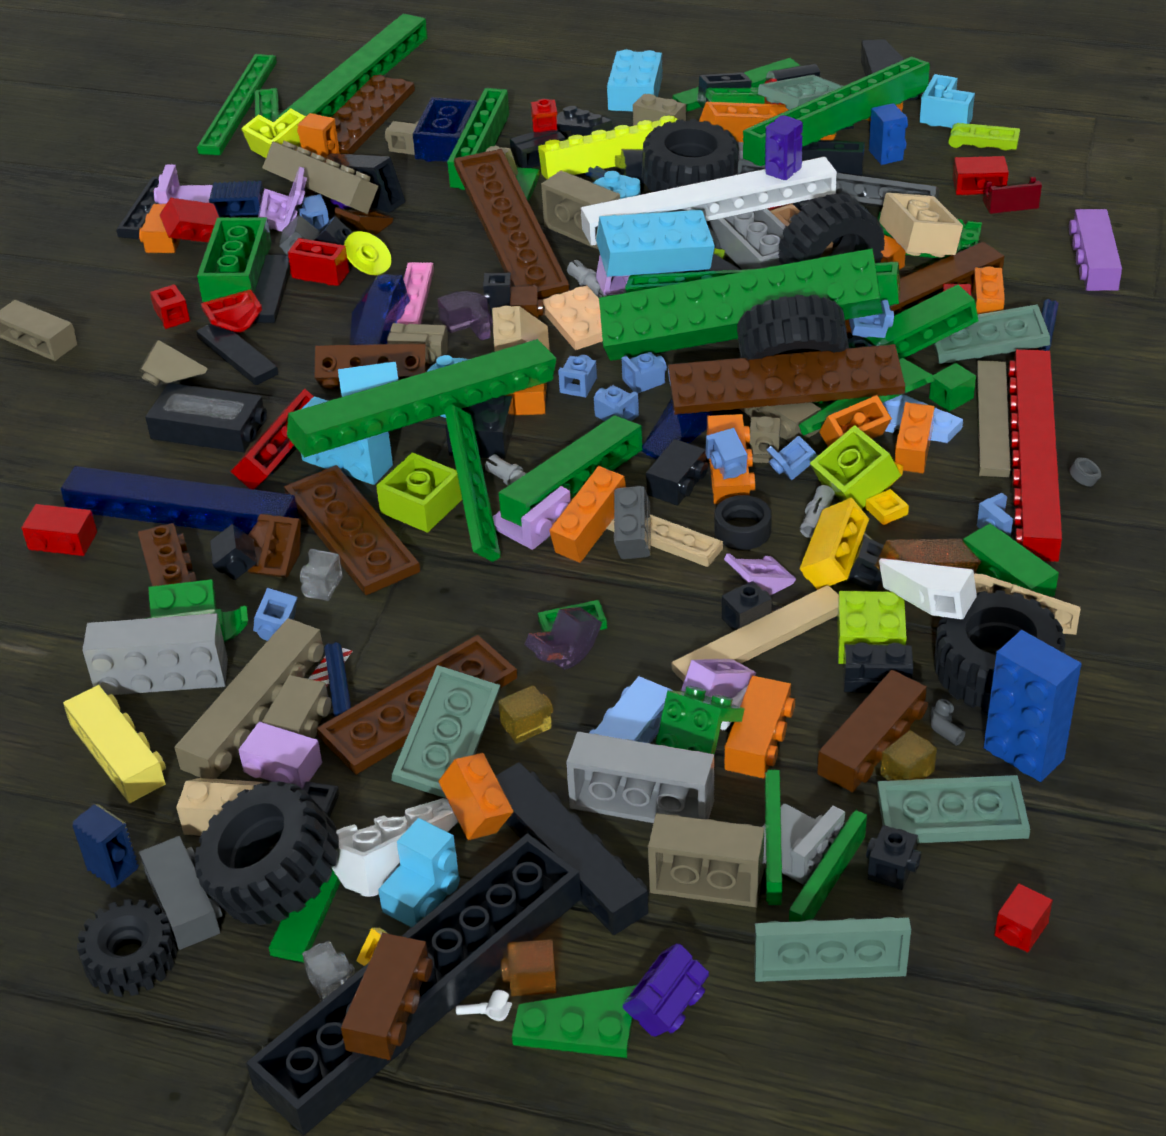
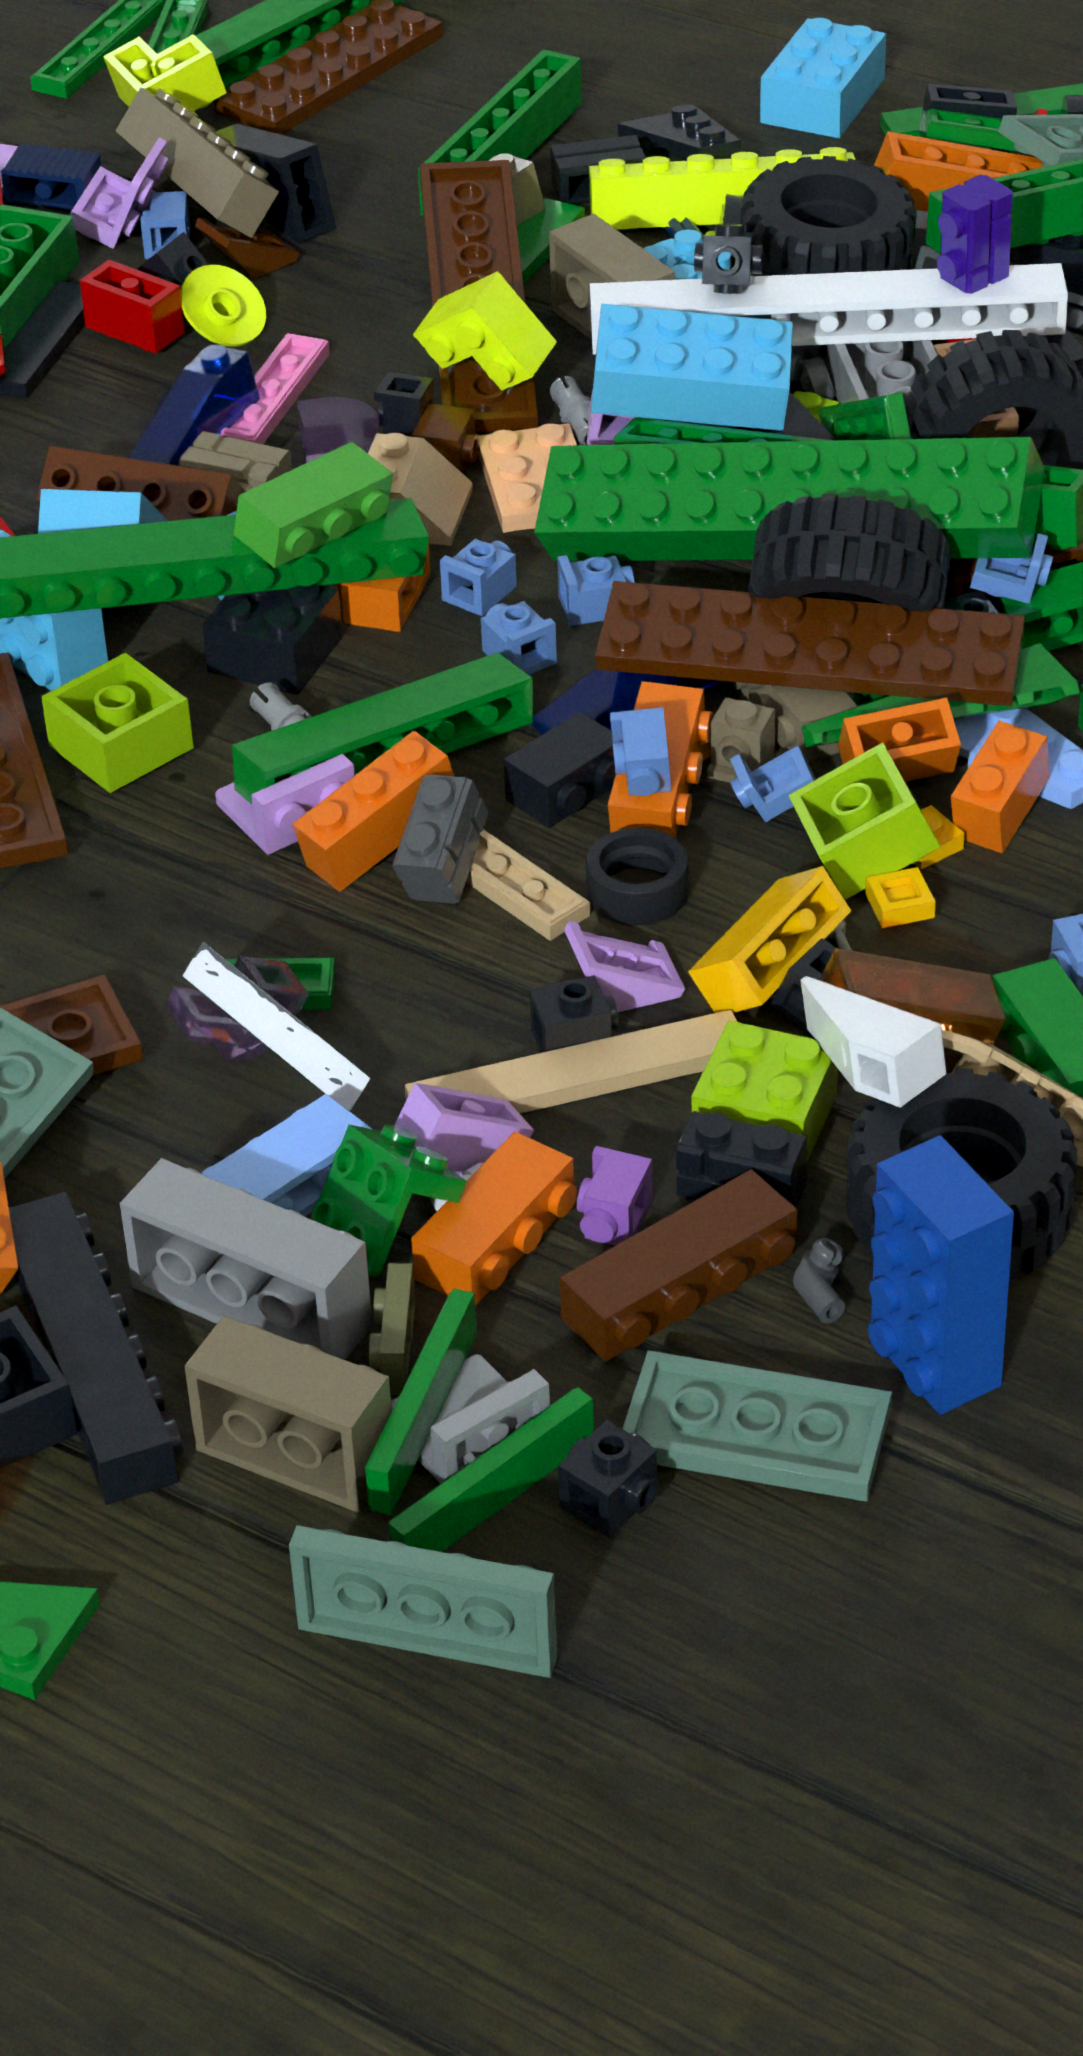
camera: 15 degrees right, 0 degrees up
(296, 229) = (122, 246): dark grey brick -> none
(318, 135) = (224, 90): orange brick -> none
(400, 137) = (380, 115): dark tan brick -> none
(441, 128) = (439, 105): clear blue brick -> none
(472, 483) = (202, 723): green tile -> none
(494, 351) = (313, 504): none -> bright green brick
(525, 714) = (124, 1118): clear yellow brick -> none
(530, 238) = (491, 326): none -> neon yellow brick
(544, 115) = (617, 113): red bracket -> none
(592, 643) = (276, 1027): none -> white sticker
(650, 174) = (741, 245): none -> black brick
(653, 108) = (824, 127): dark tan brick -> none
(666, 991) = (132, 1605): dark purple brick -> none
(730, 789) = (396, 1313): none -> olive plate
(760, 255) = (867, 419): none -> green tile
(817, 699) = (616, 1196): none -> medium lavender brick
(821, 500) = (796, 858): light grey pin -> none
(909, 758) = (721, 1324): clear yellow brick -> none
(1023, 918) = (782, 1627): red brick -> none

